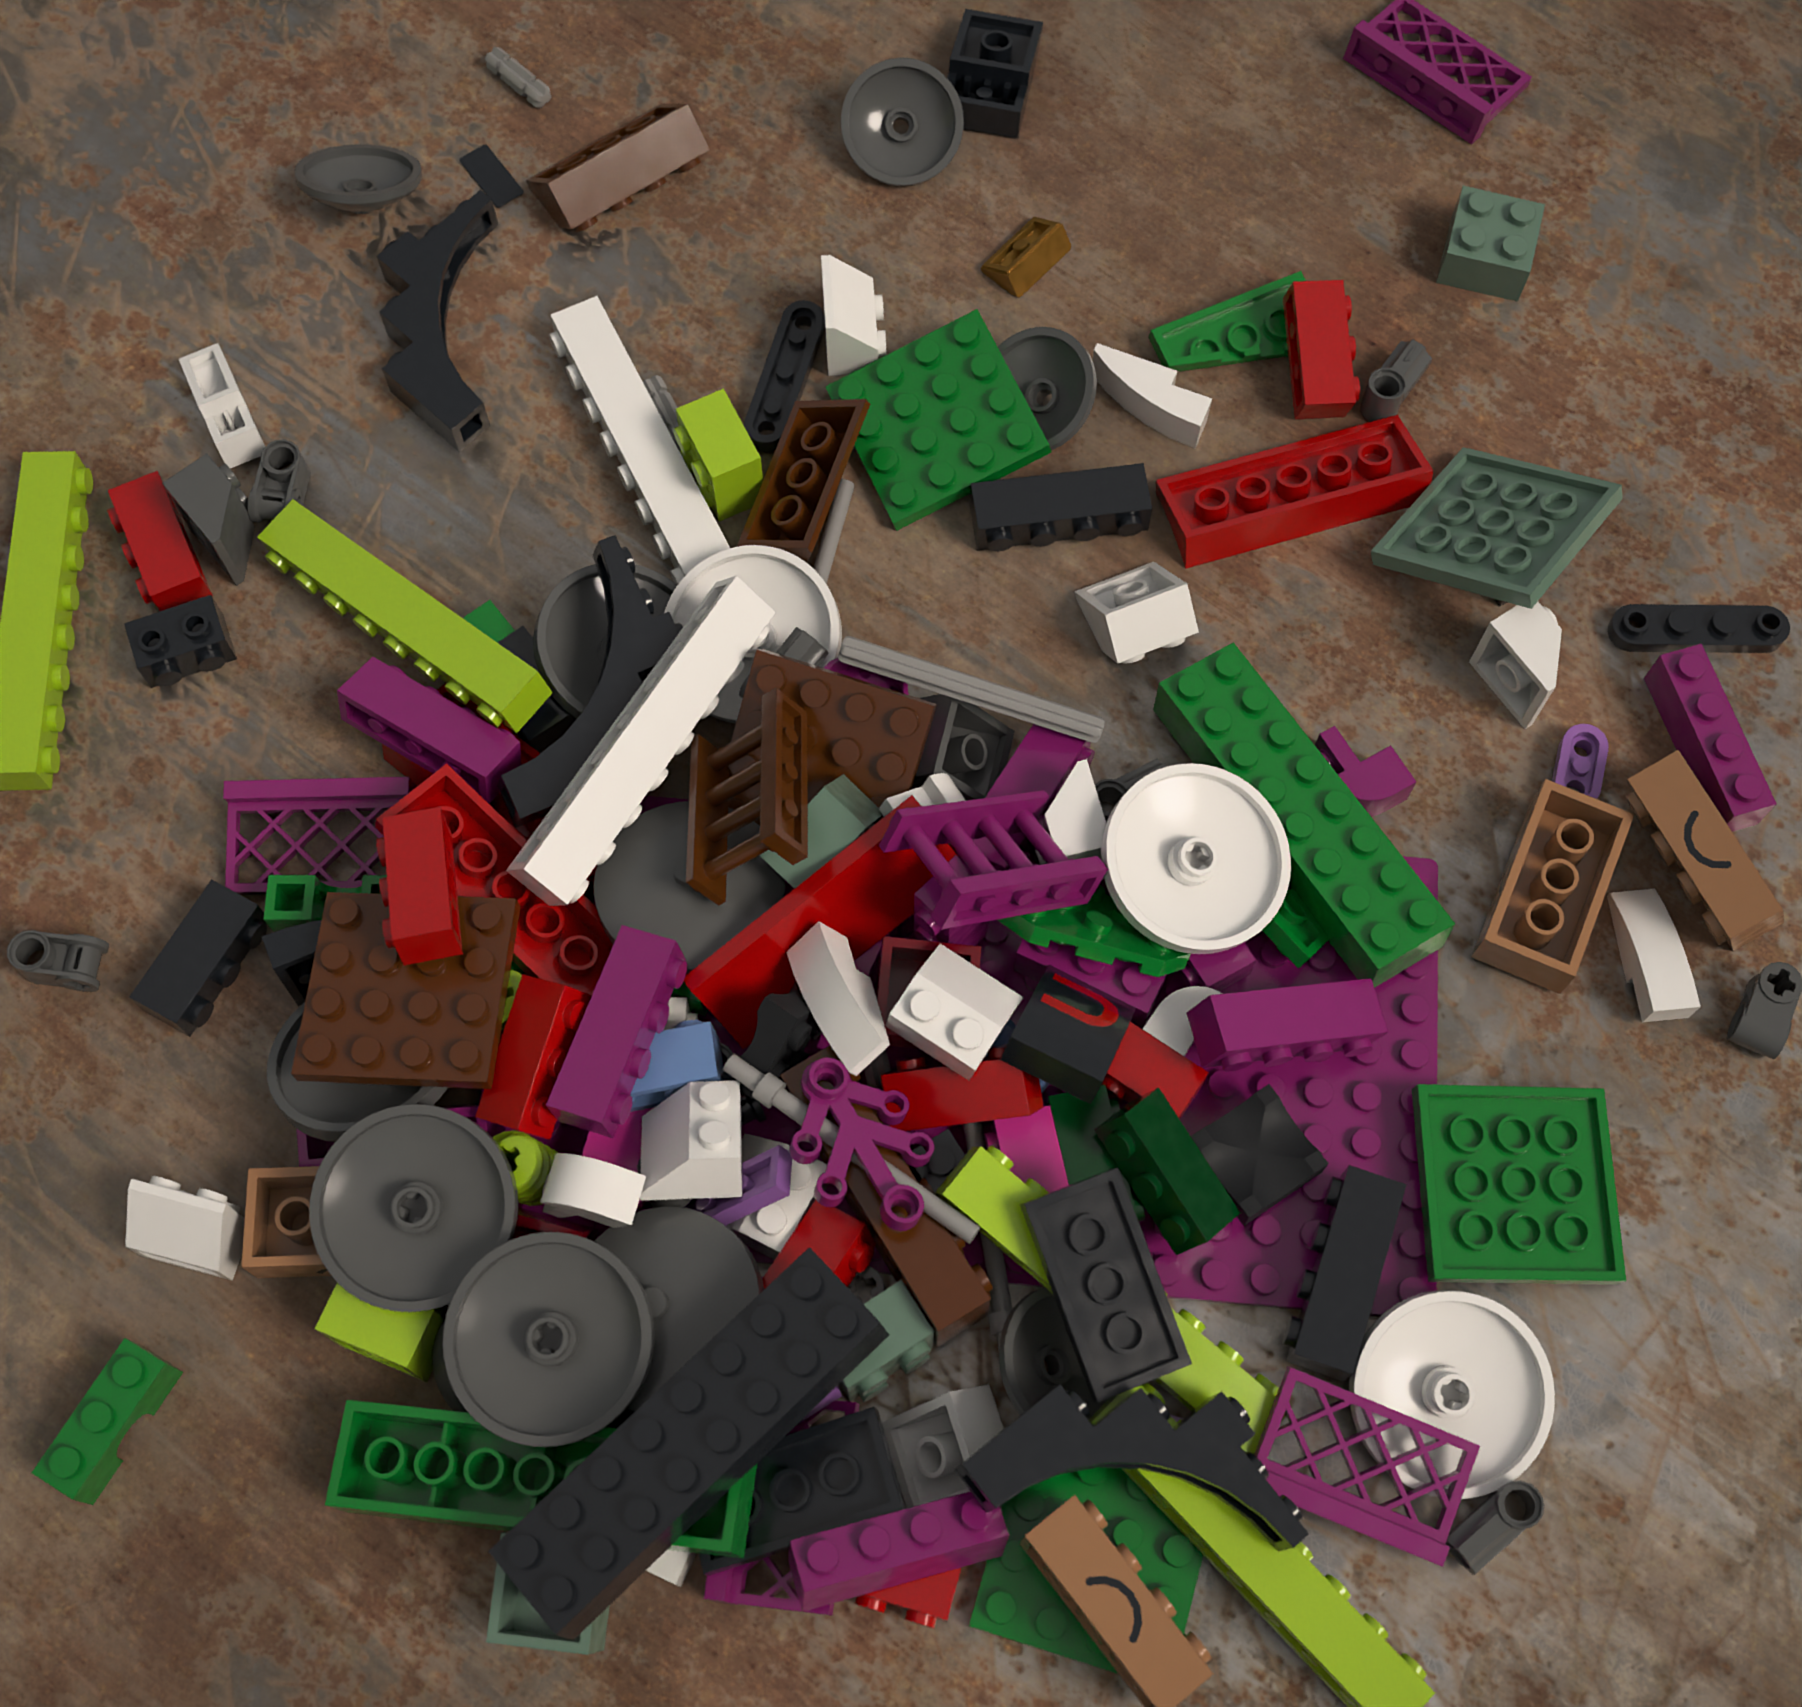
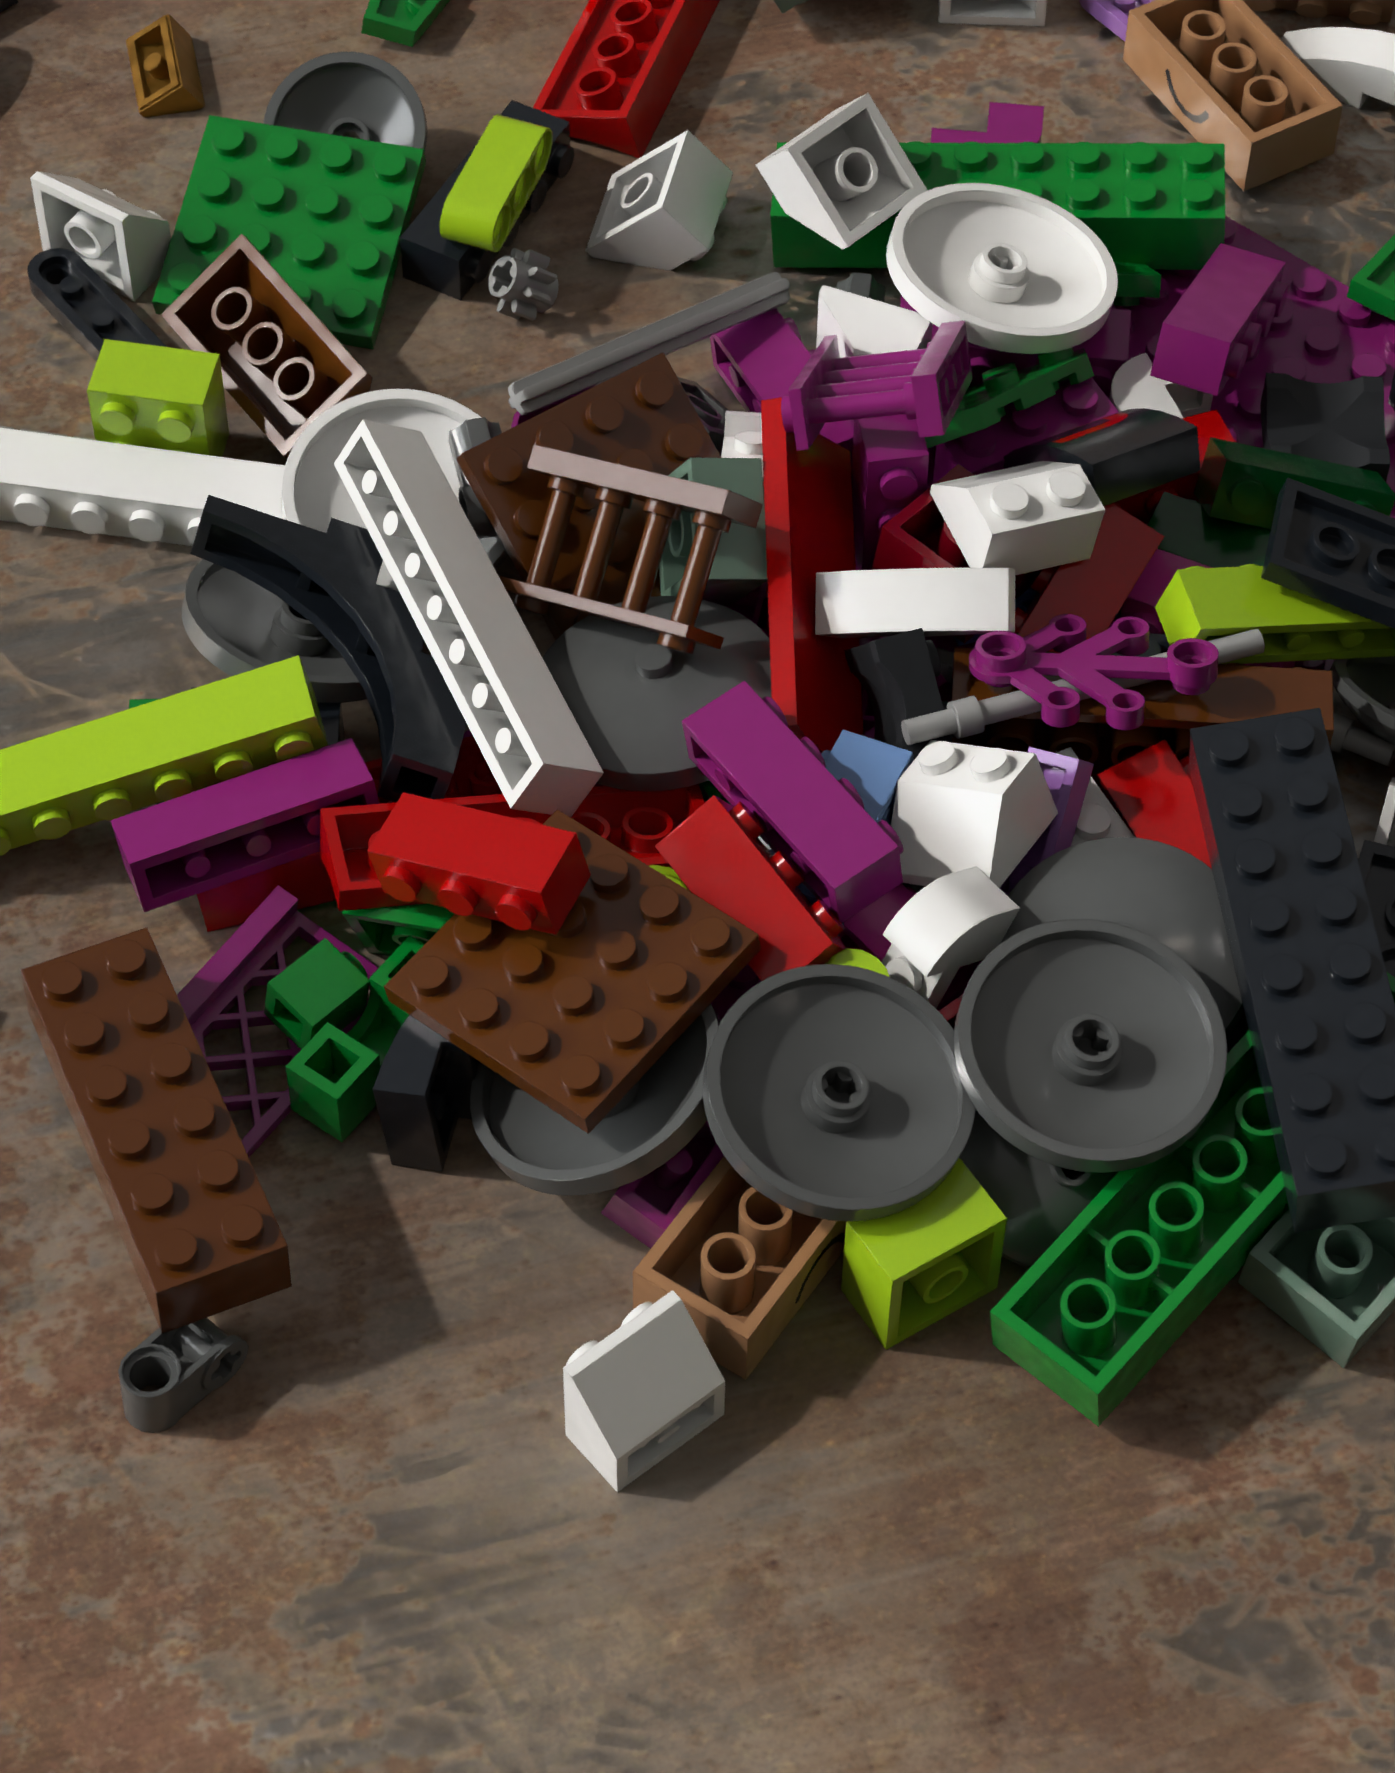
camera: 55 degrees left, 15 degrees down
(86, 1447) = (827, 1627): green arch -> none
(170, 837) = (156, 1130): none -> reddish brown brick
(201, 958) = (330, 1258): black brick -> none
(345, 853) = (315, 991): none -> green brick
(1001, 578) = (523, 284): none -> light grey gear
(1048, 505) = (496, 183): none -> lime beam
(1150, 394) = (451, 61): white slope -> none
(1208, 705) = (843, 174): none -> white slope

